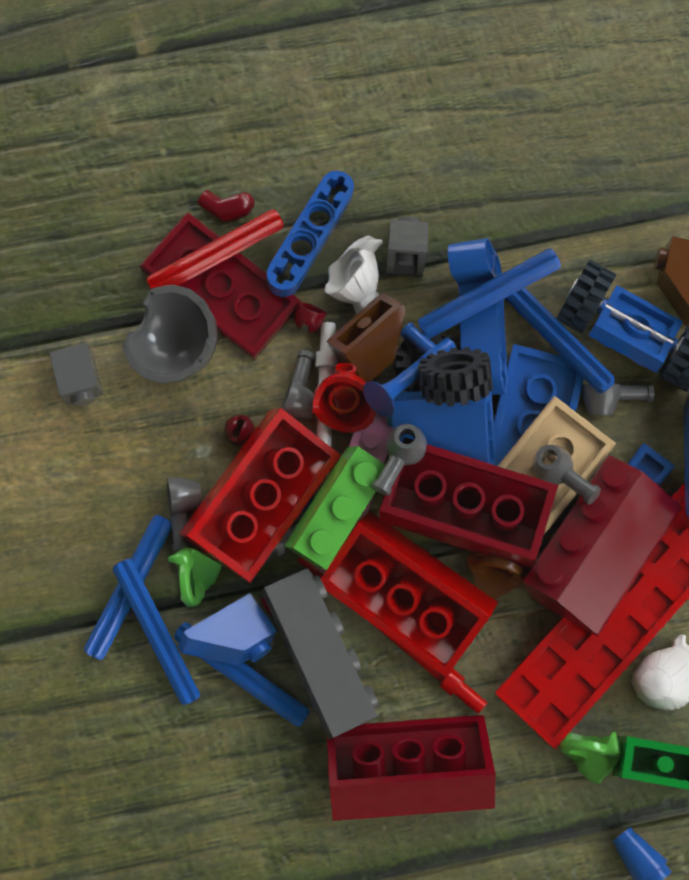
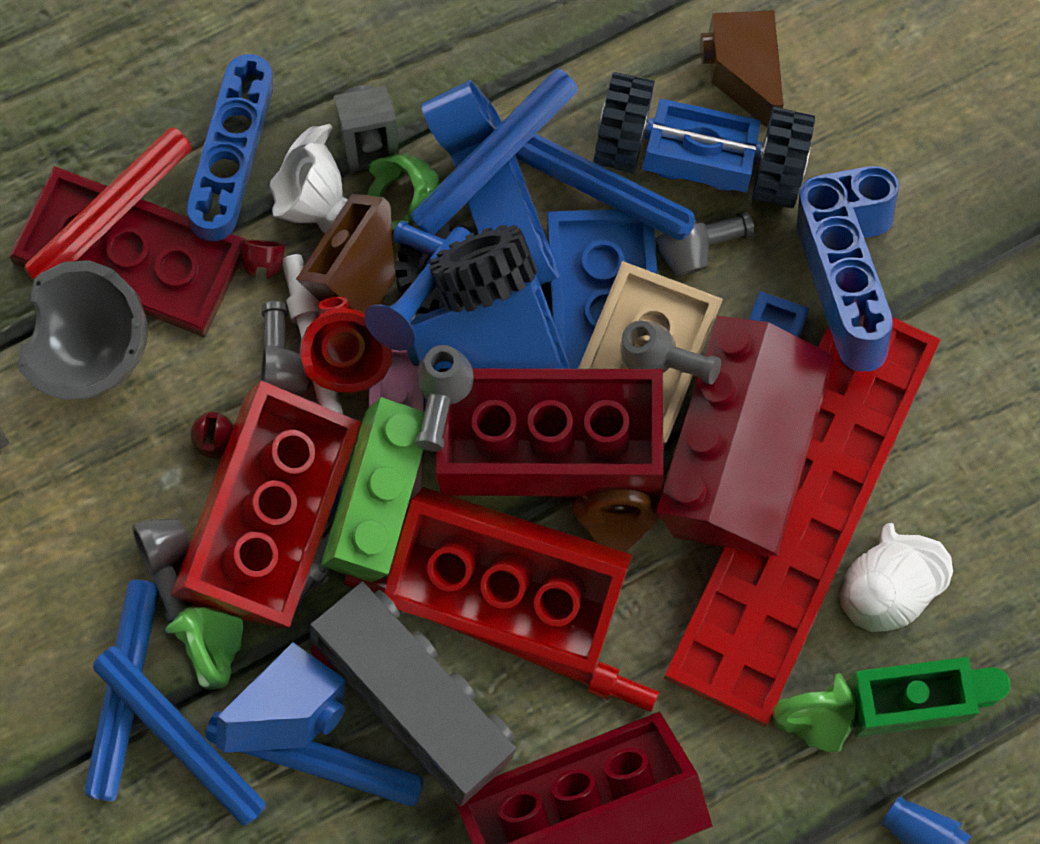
camera: 20 degrees left, 5 degrees down
(227, 209) = (109, 146): dark red arm -> none
(413, 281) = (392, 168): none -> bright green piece

